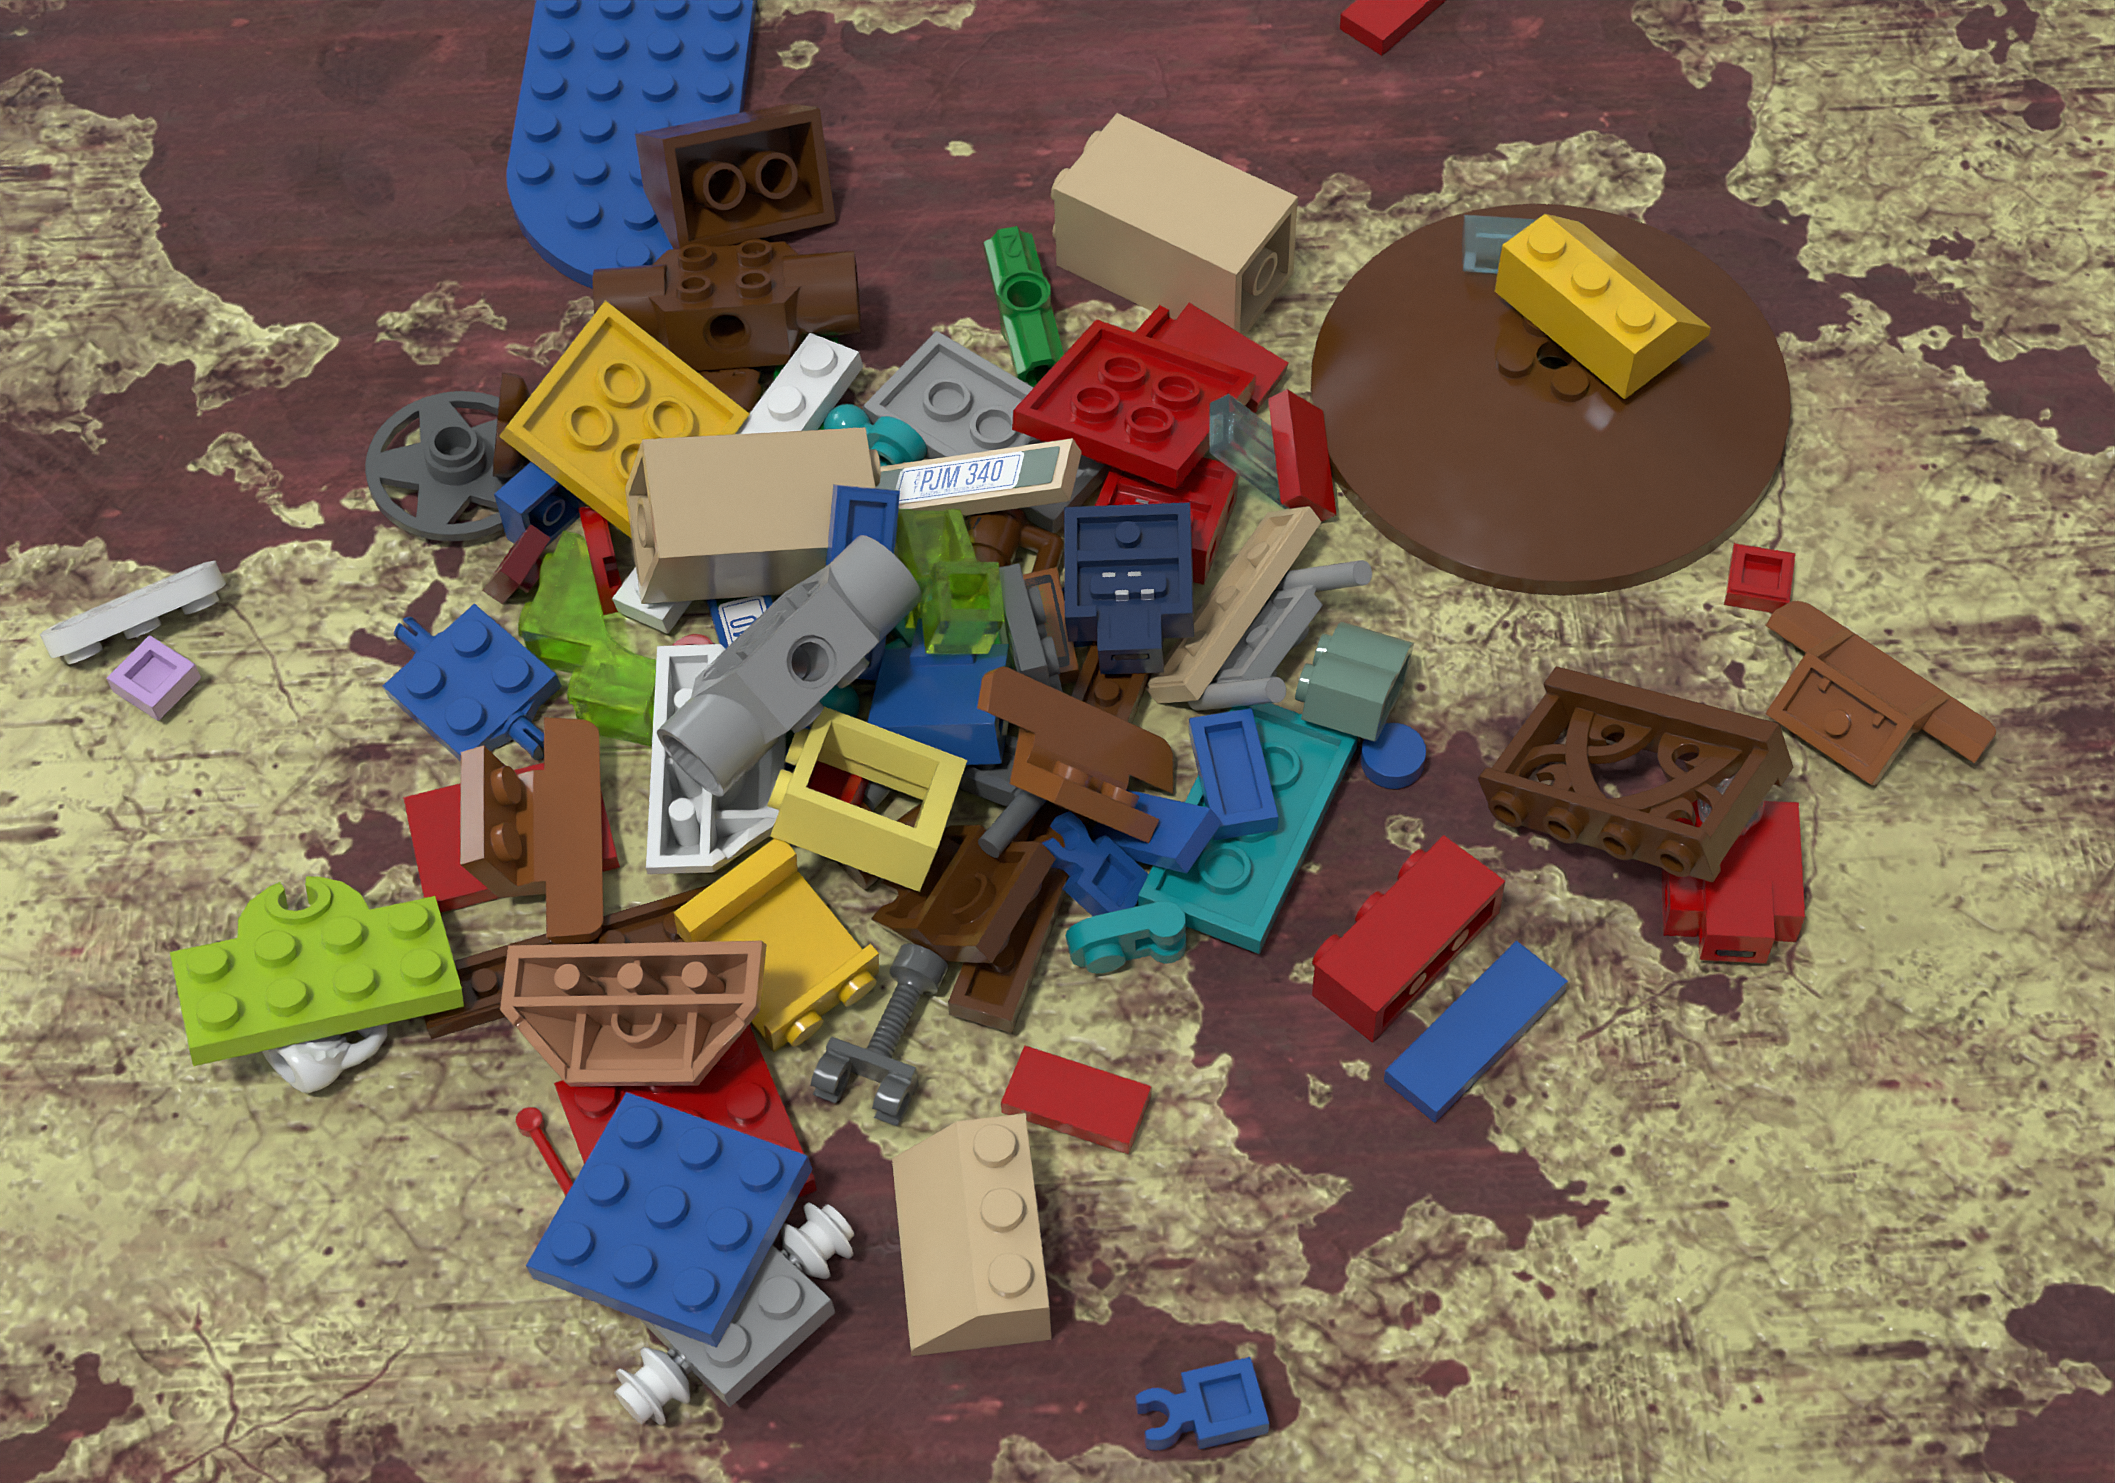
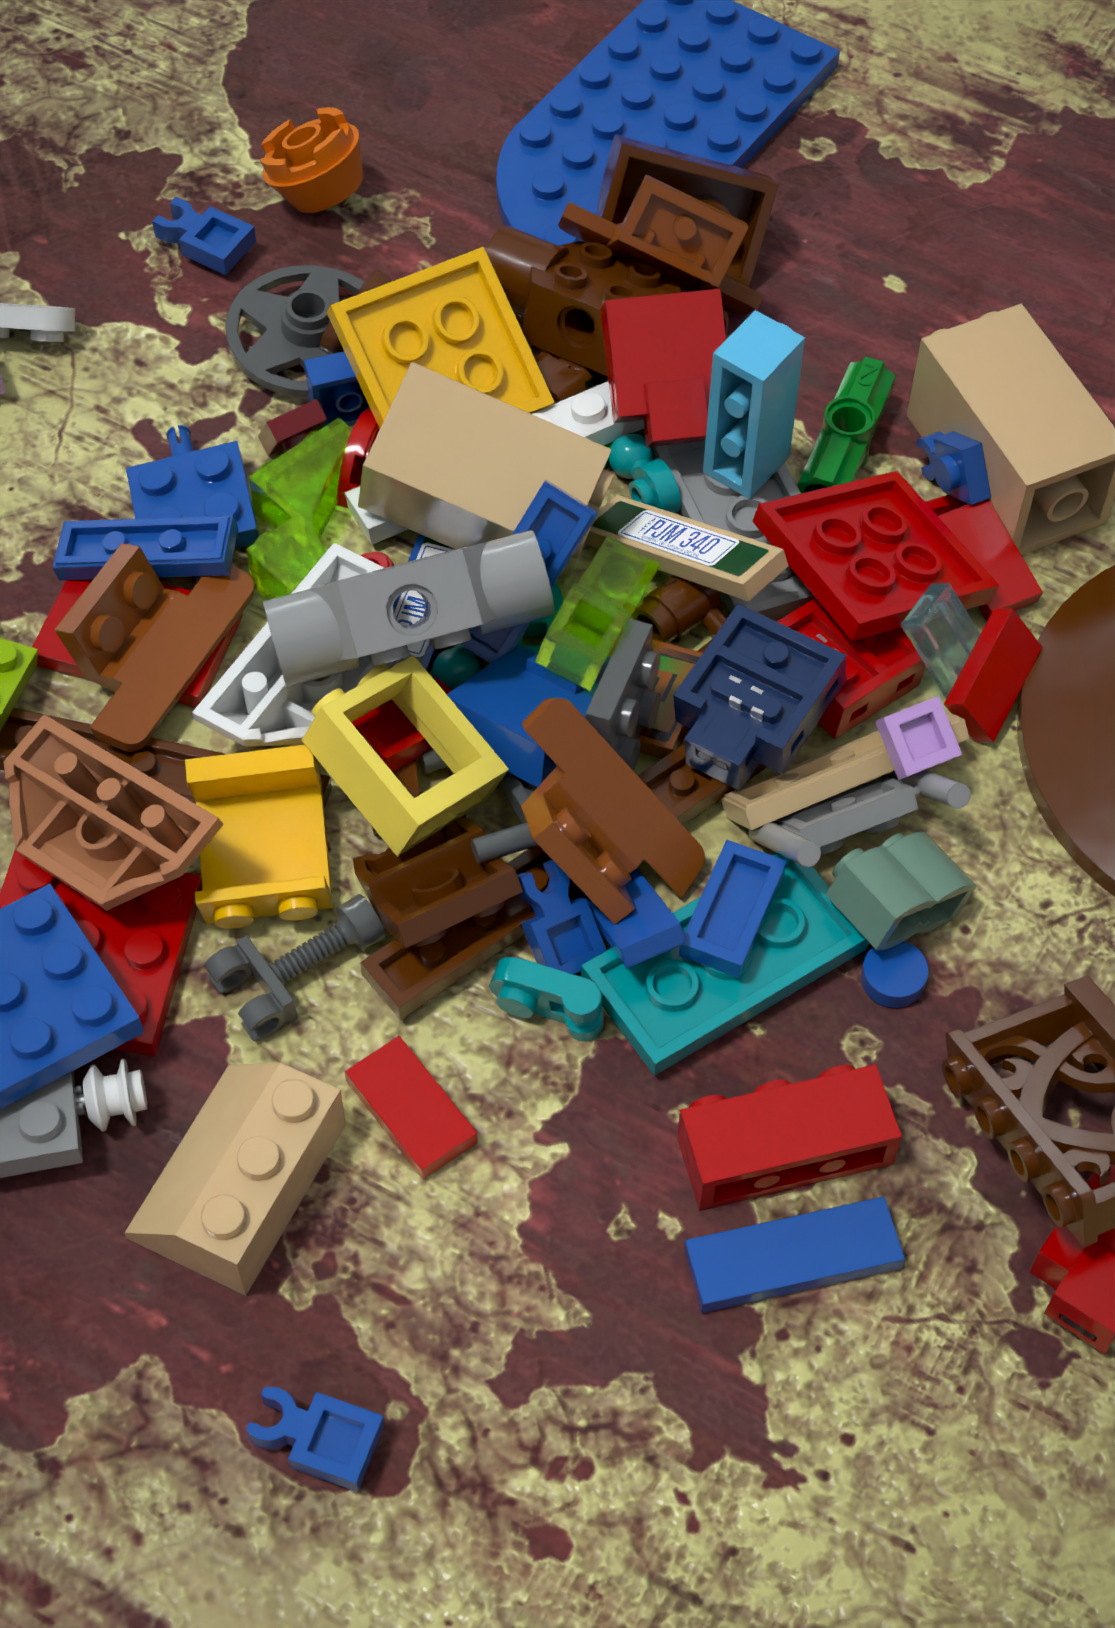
camera: 30 degrees right, 0 degrees up
(289, 426) = (207, 238): none -> blue plate
(346, 299) = (314, 162): none -> orange cone
(431, 765) = (170, 544): none -> blue tile
(763, 201) = (675, 235): none -> dark orange plate
(843, 325) = (662, 361): none -> red piece
(954, 322) = (752, 403): none -> medium azure brick
(1146, 286) = (956, 465): none -> blue plate
(1289, 542) = (918, 737): none -> lavender plate

